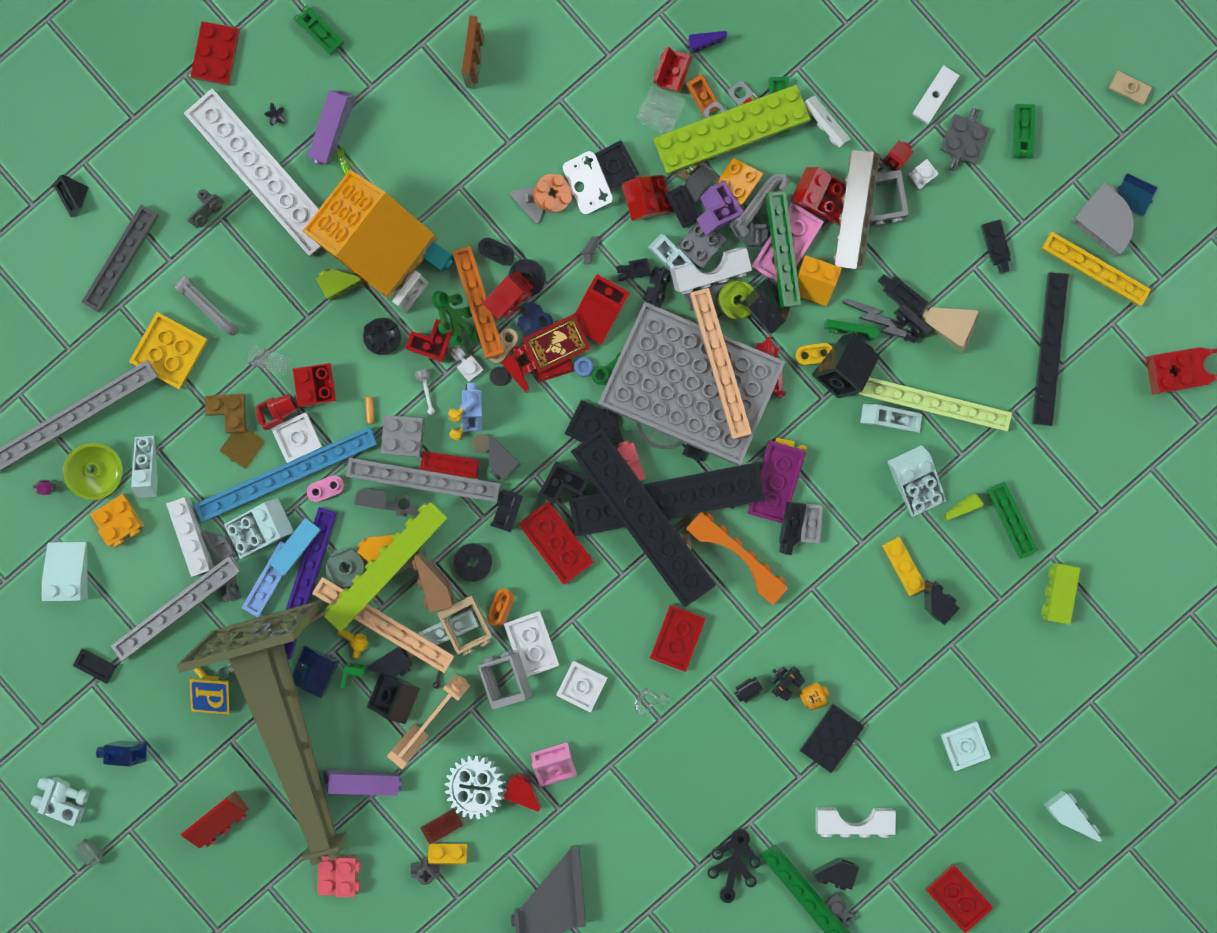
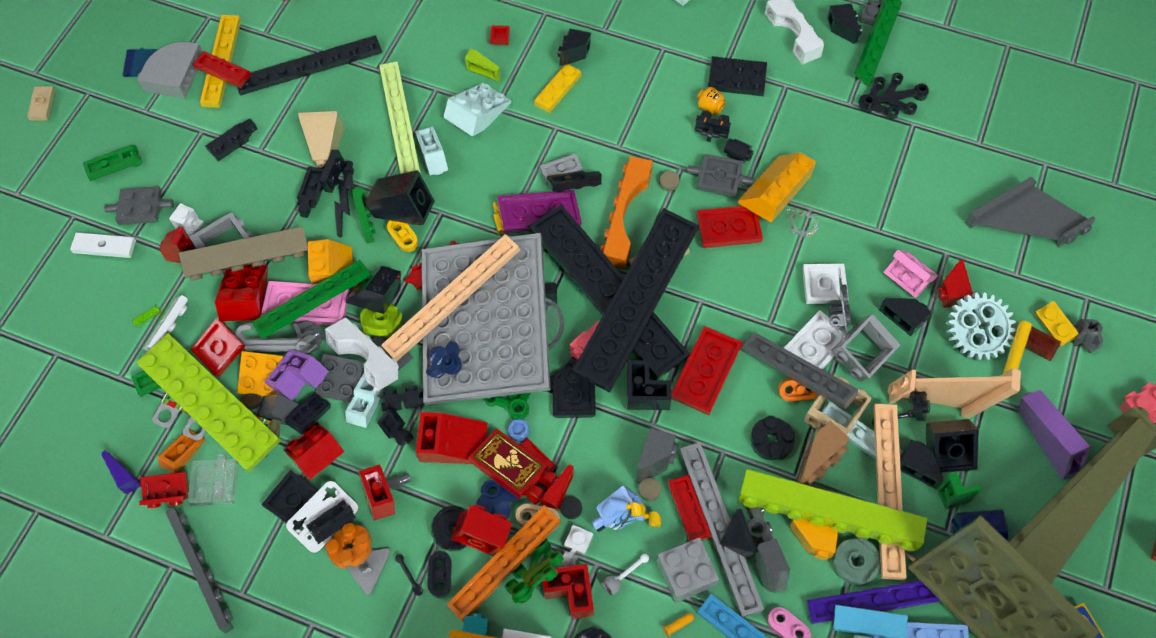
camera: 115 degrees left, 25 degrees down
(358, 642) = (923, 506): yellow piece -> none
(406, 486) = (738, 536): none -> black slope
(435, 796) = (1018, 346): none -> yellow piece
(436, 693) = (920, 405): none -> black plate
(494, 230) = (418, 591): none -> black hinge
(507, 510) = (703, 426): black window -> none
(511, 611) = (800, 370): none -> dark grey plate
(518, 736) = (905, 313): none -> black slope
(547, 678) = (840, 313): none -> dark grey hinge
(578, 186) = (331, 521): none -> black hinge
(584, 231) = (377, 492): none -> red slope
(585, 75) = (204, 577): none -> dark grey plate
(670, 330) = (444, 360): none -> dark blue plate
(694, 701) = (778, 185): none -> light orange slope
(717, 165) = (251, 401): none -> pearl dark grey piece
(732, 659) = (720, 175): none -> dark grey plate
(751, 613) = (669, 181): none -> dark tan tile
(780, 156) = (218, 347): none -> tile
(844, 109) = (146, 315): none -> clear neon green piece
(992, 541) = (500, 35): none -> red plate
(1012, 520) = (472, 29): green plate -> none
(1077, 264) = (222, 69): none -> red plate

